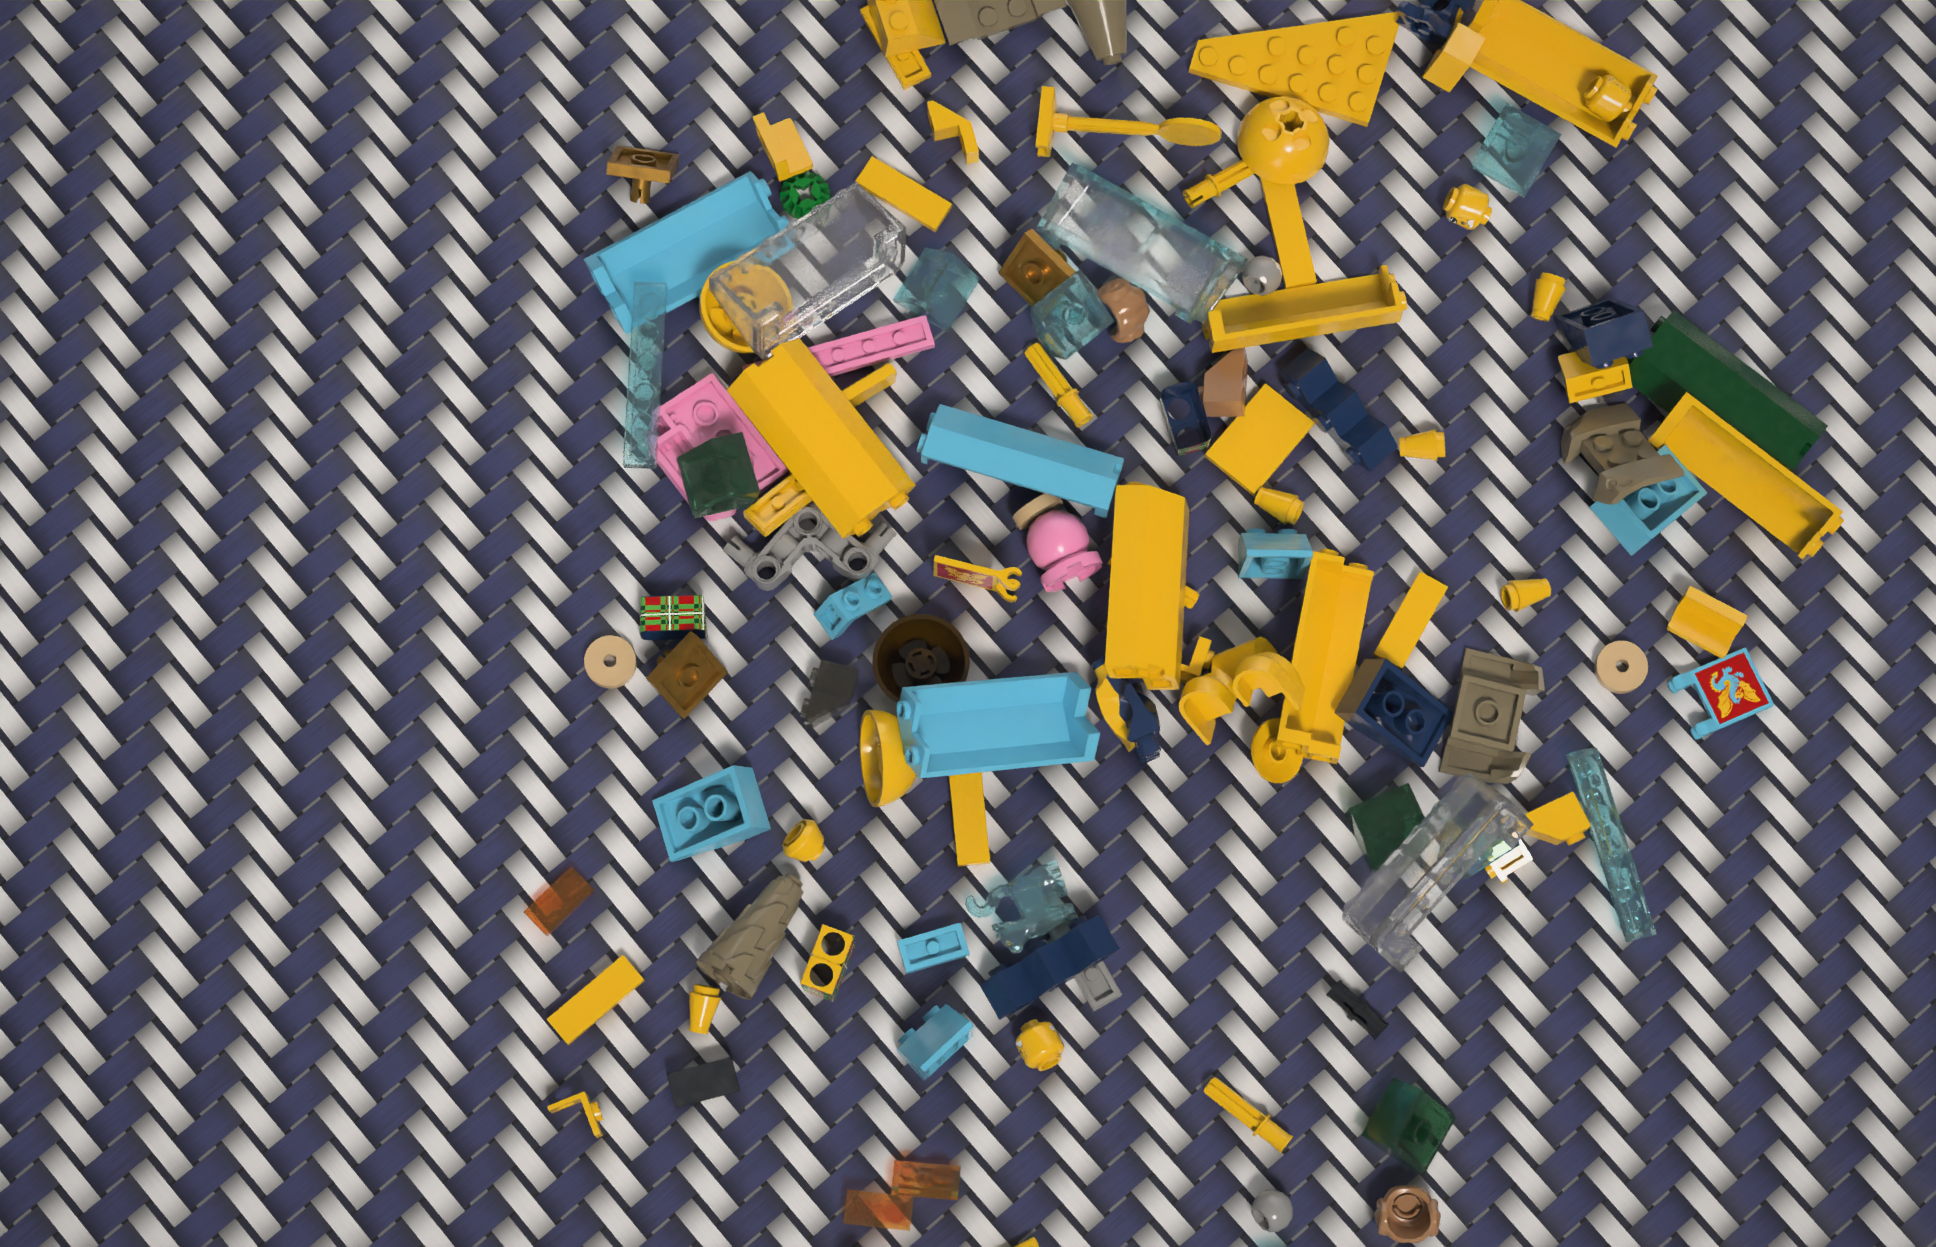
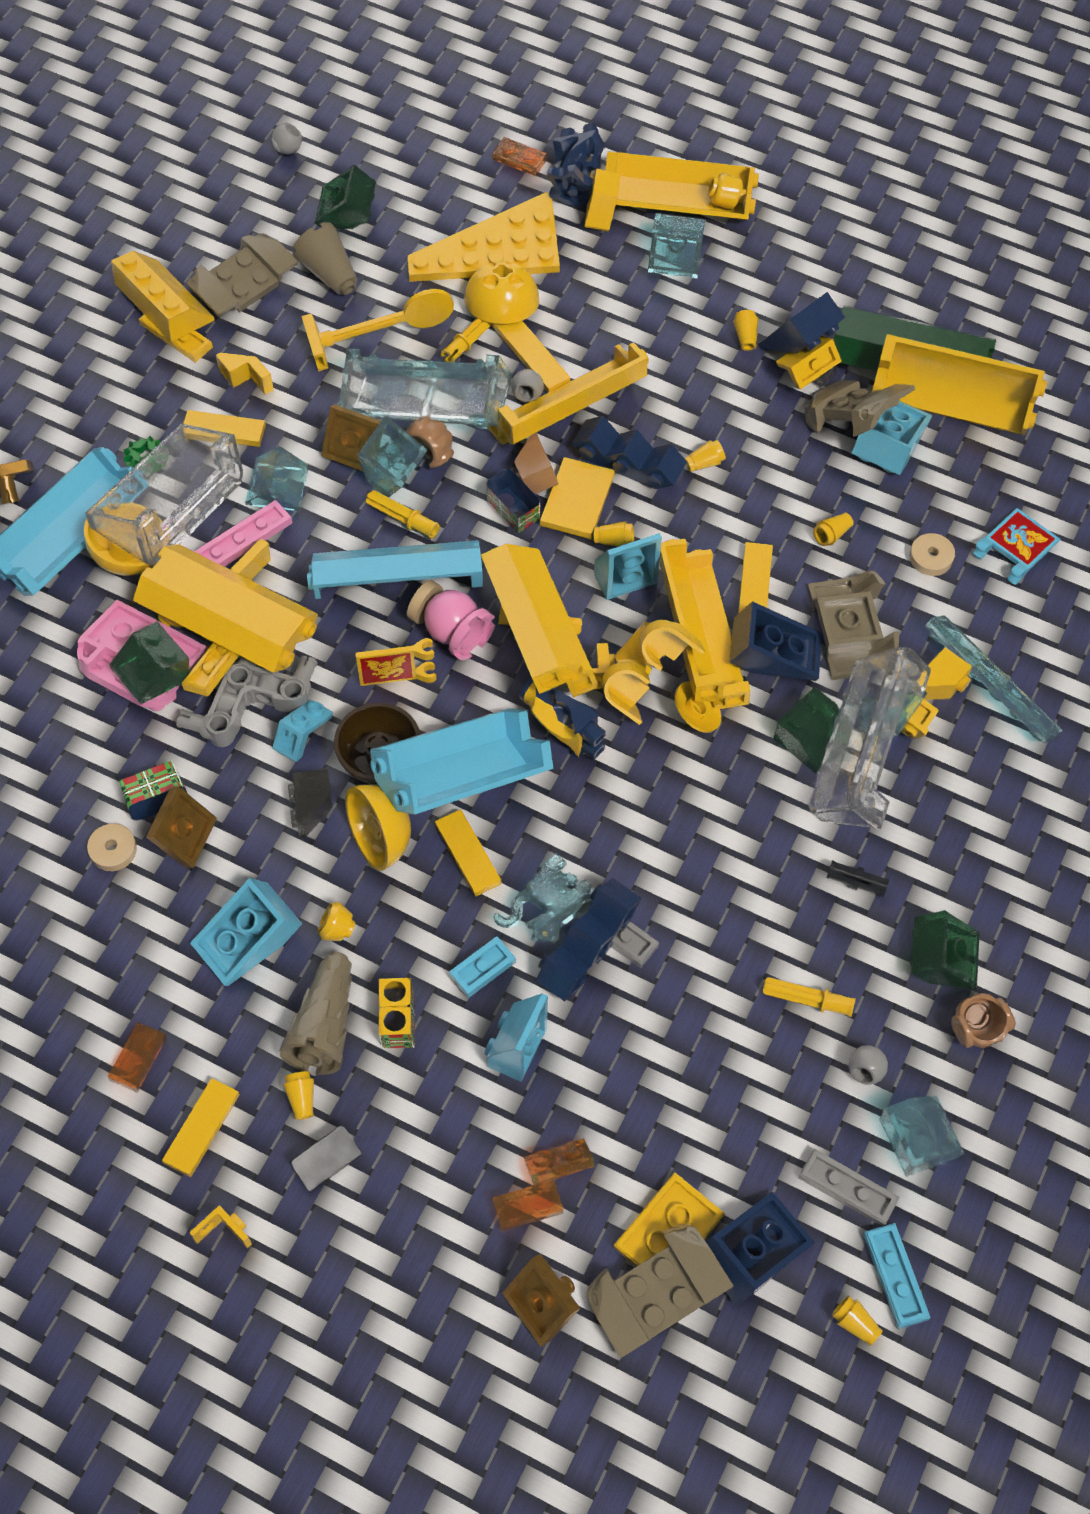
camera: 20 degrees left, 15 degrees down
(645, 375) = (60, 614): clear light blue plate -> none
(782, 147) = (111, 426): yellow panel -> none
(1039, 1045) = (608, 1008): yellow head -> none
(1467, 207) = (659, 292): yellow head -> none
(1706, 622) = (979, 497): yellow panel -> none

